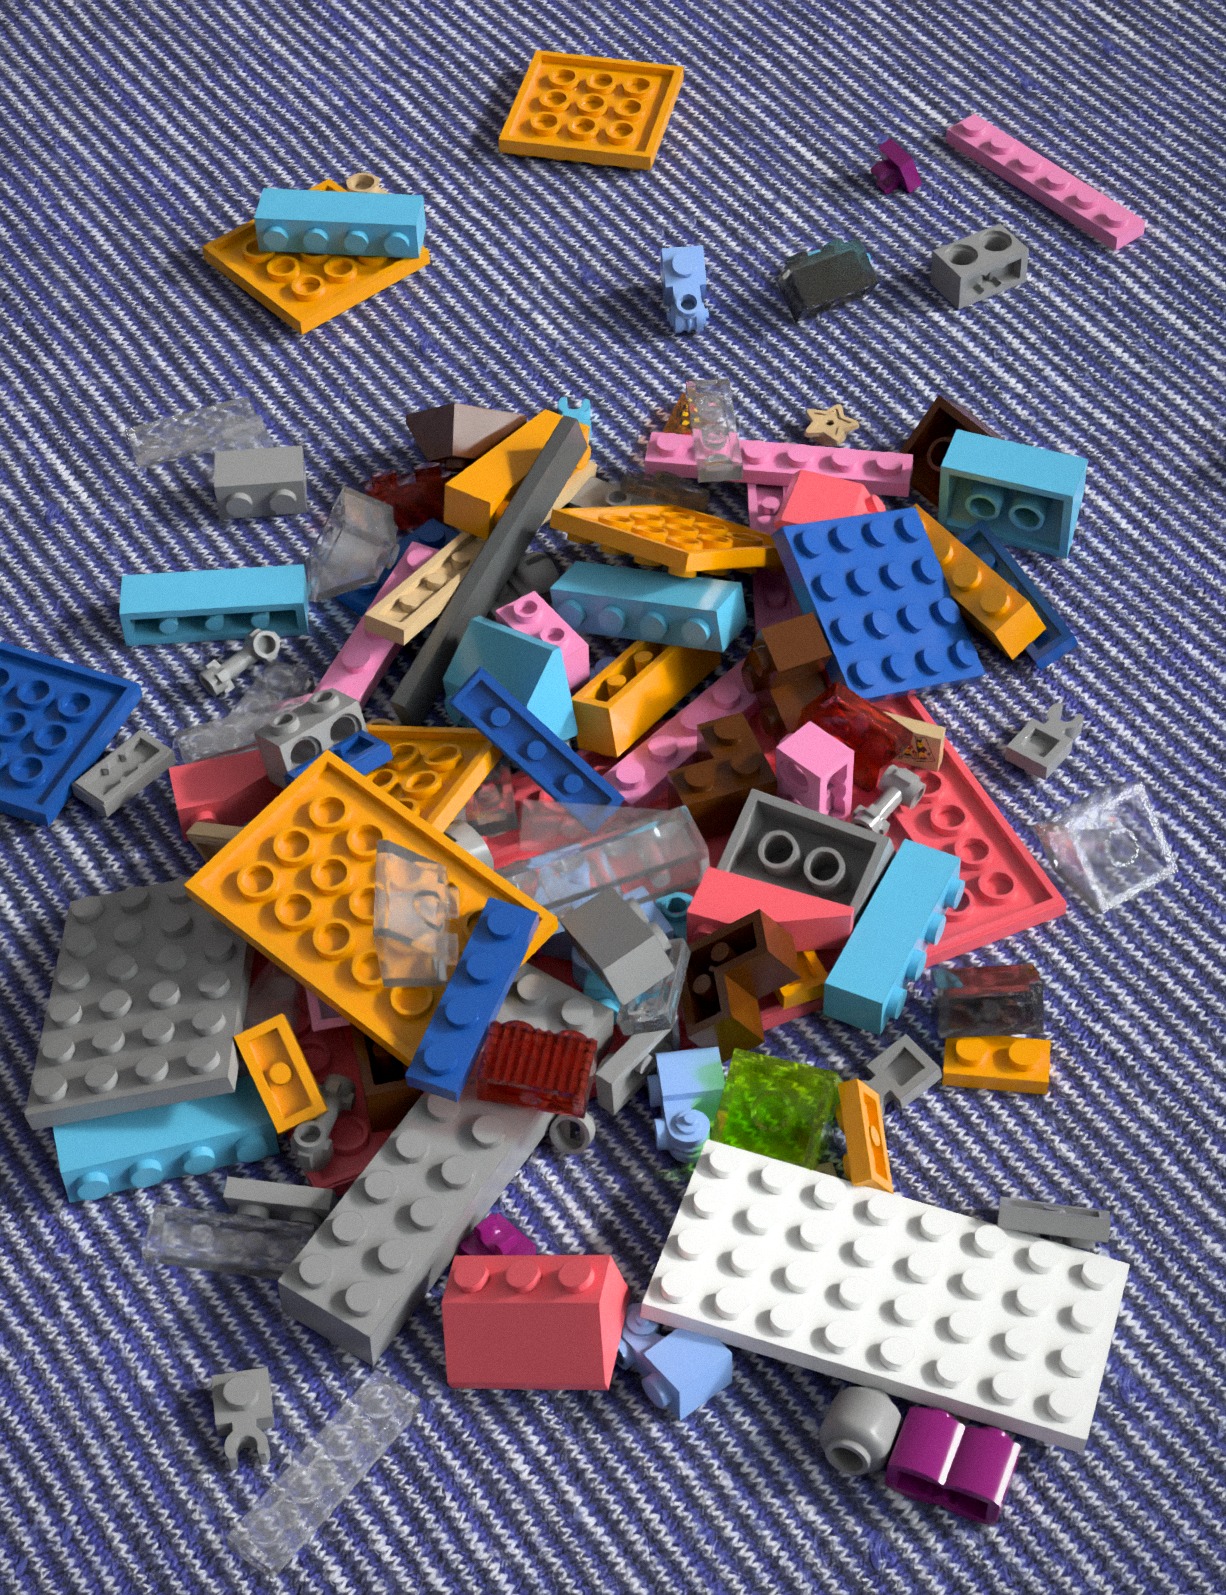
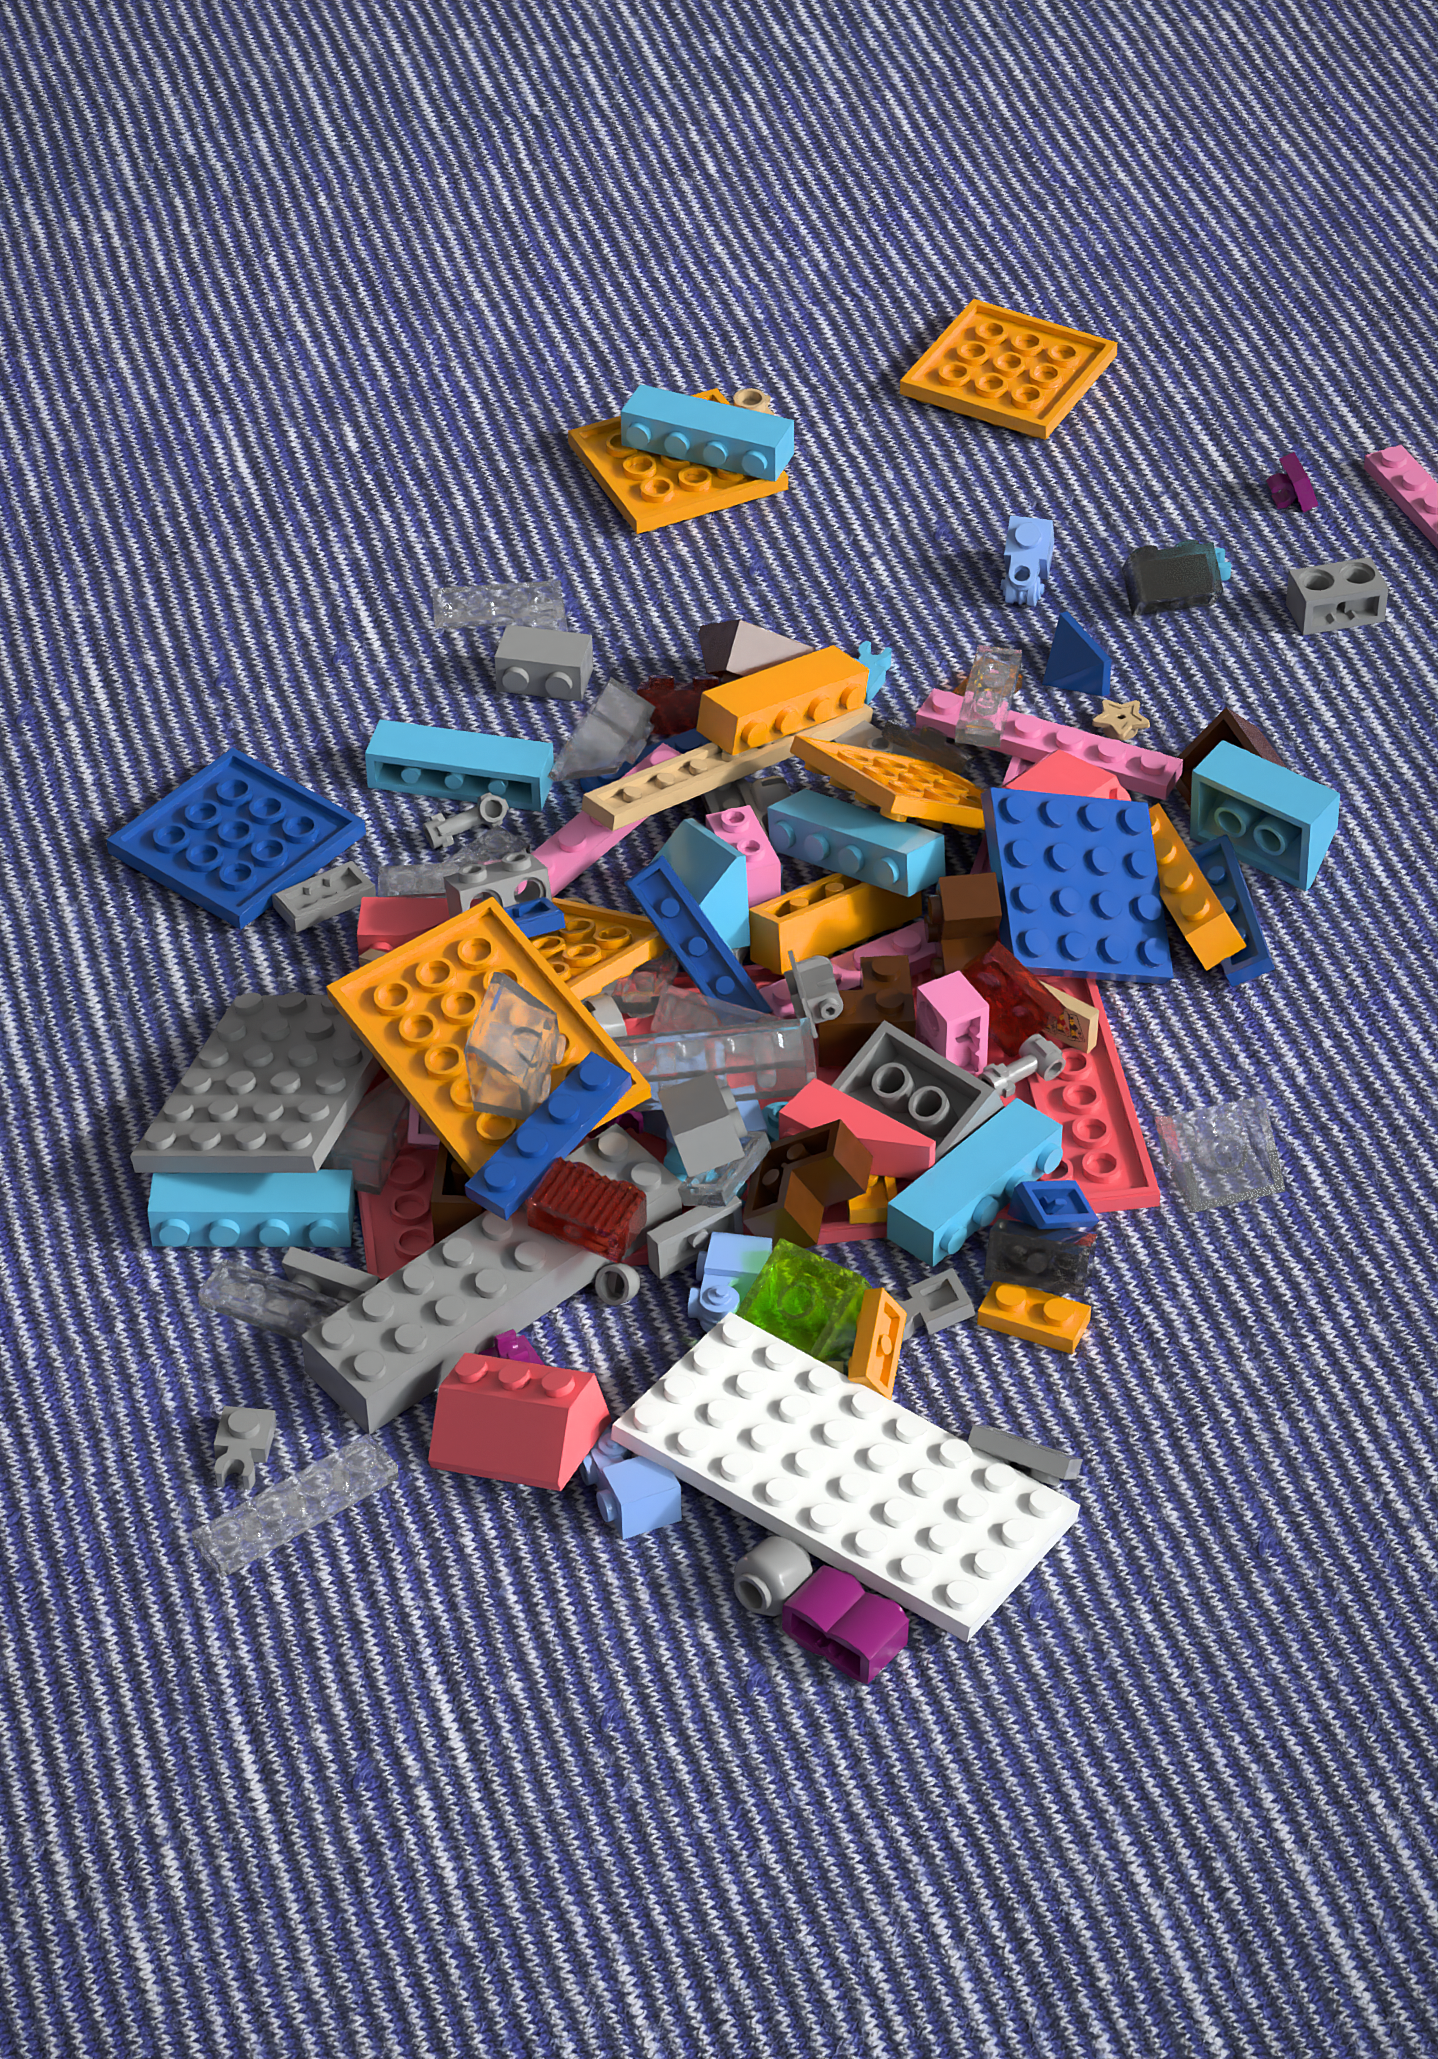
camera: 15 degrees right, 5 degrees down
(281, 1073) = (364, 1169): light orange plate -> none
(311, 1138) = (377, 1233): light grey bar -> none
(490, 570) = (729, 774): dark grey tile -> none
(672, 774) = (813, 990): none -> light grey hinge
(768, 375) = (1077, 660): none -> blue slope
(976, 945) = (1051, 1205): none -> blue slope
(1045, 746) = (1201, 1053): light grey plate -> none

